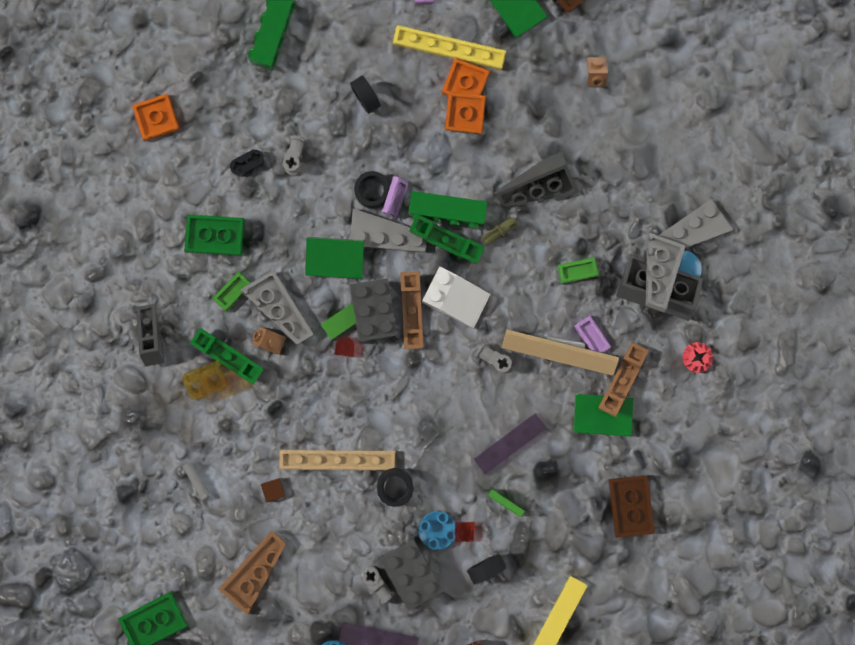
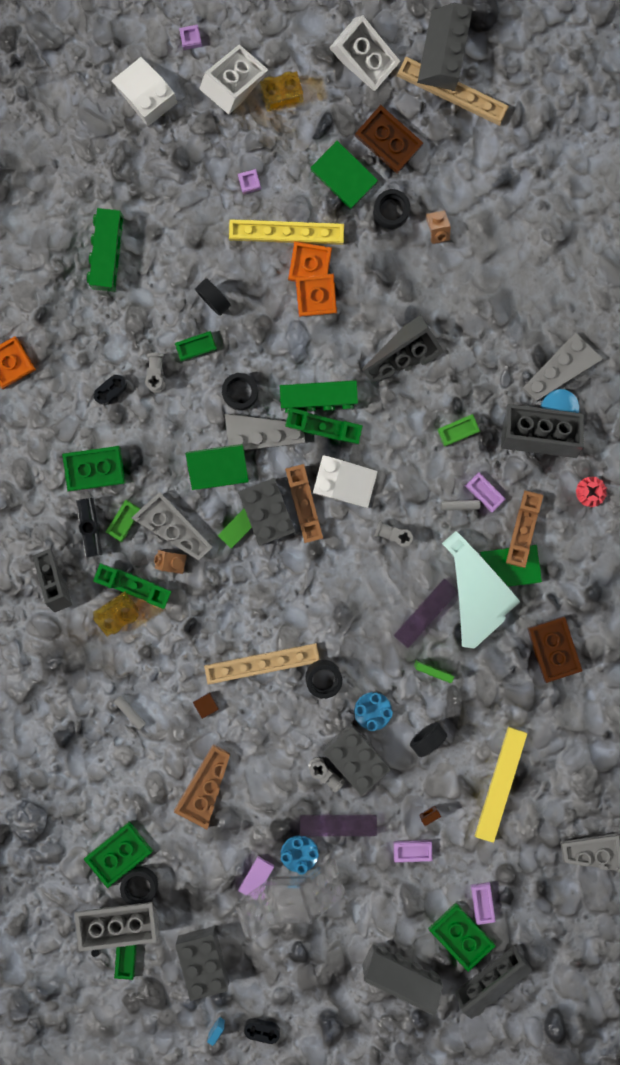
camera: 15 degrees left, 5 degrees up
(198, 277) = (91, 540): none -> black piece
(339, 138) = (195, 346): none -> green tile
(345, 347) = (246, 552): clear red tile -> none
(395, 197) = (264, 394): lavender tile -> none
(464, 531) = (399, 707): clear red tile -> none
(499, 231) = (373, 407): olive axle -> none
(559, 32) = (391, 194): none -> black tyre
(560, 352) = (457, 515): tan tile -> none
(568, 433) = (481, 593): none -> light aqua panel
(661, 270) = (542, 412): light grey wing -> none

